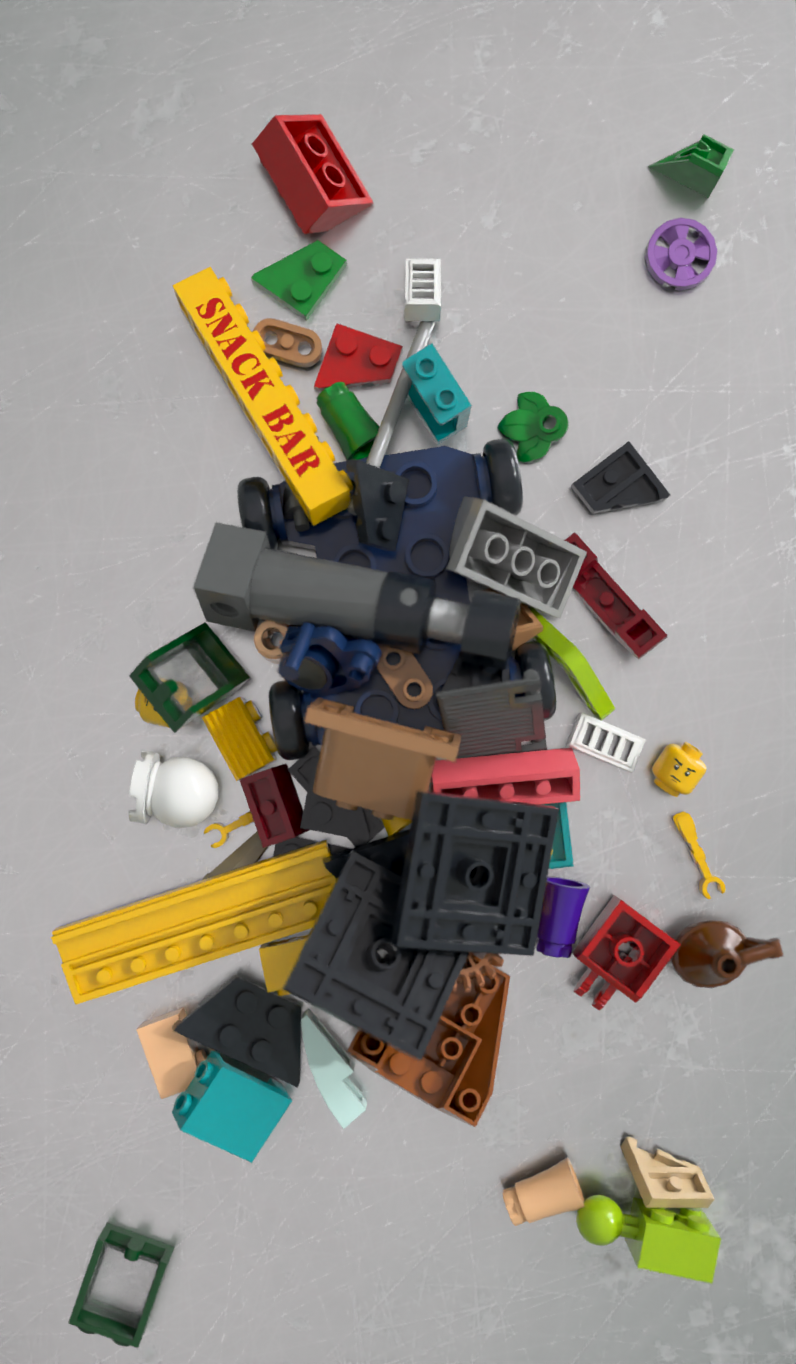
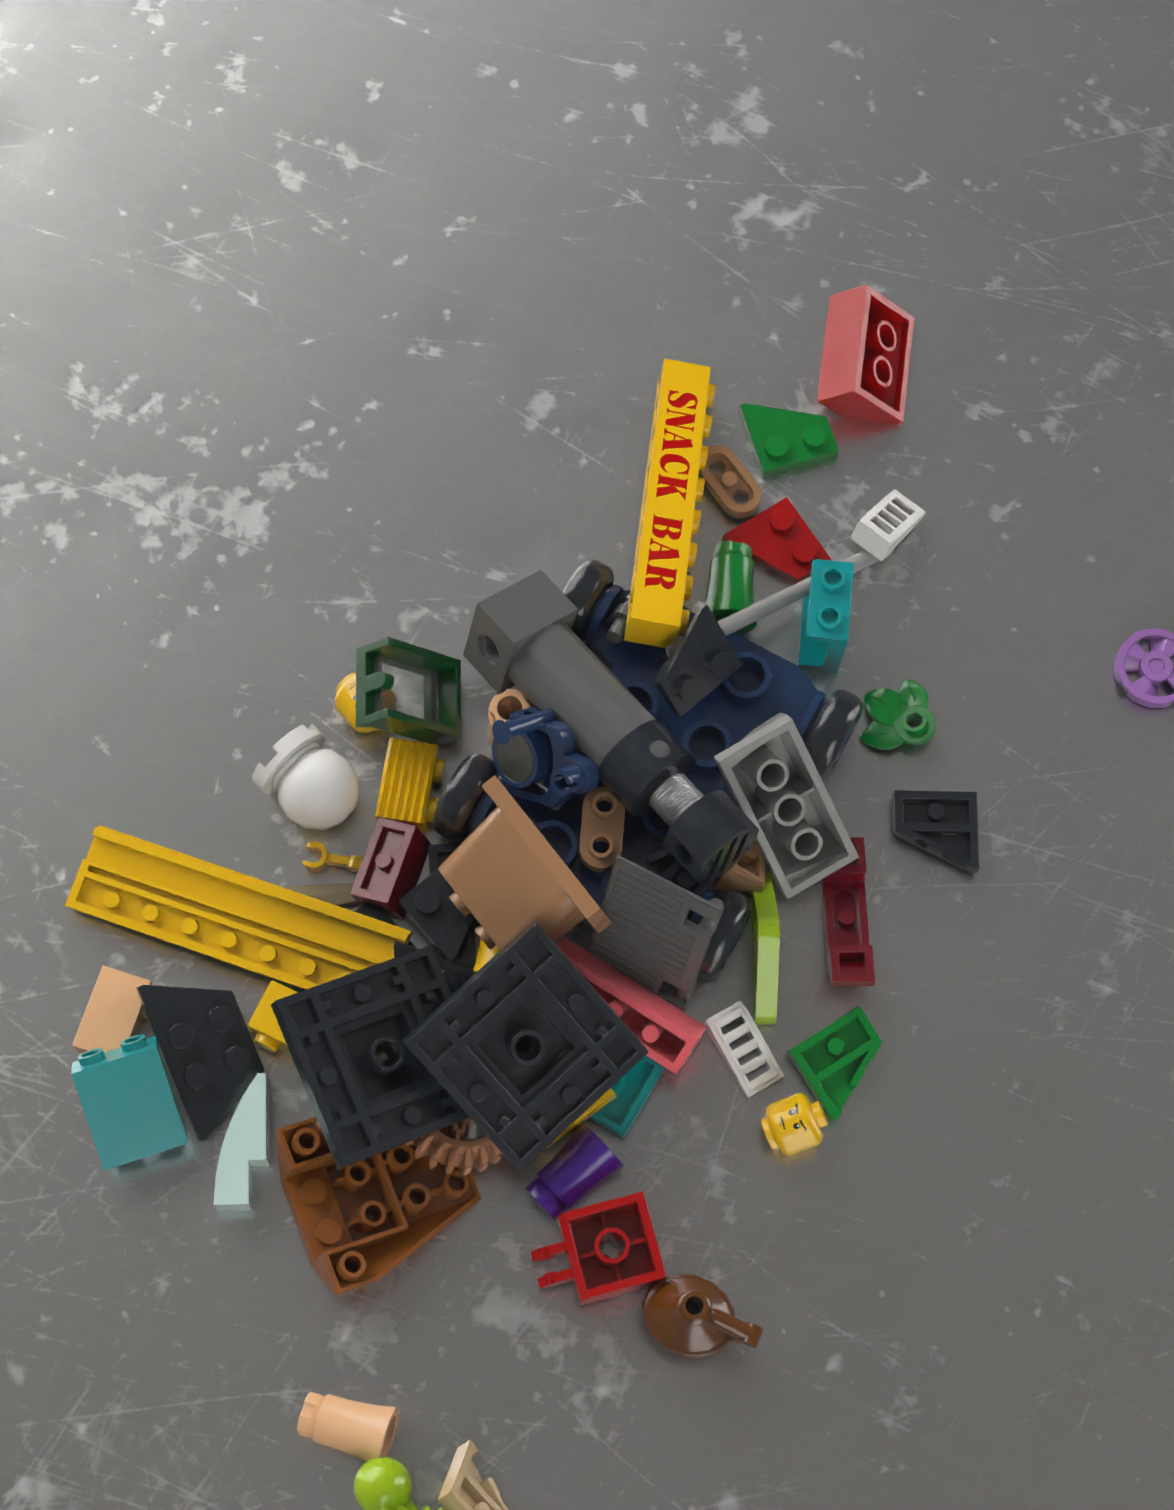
camera: 35 degrees right, 15 degrees down
(671, 700) = (836, 1059): none -> green wing
(686, 828) = (758, 1191): yellow piece -> none

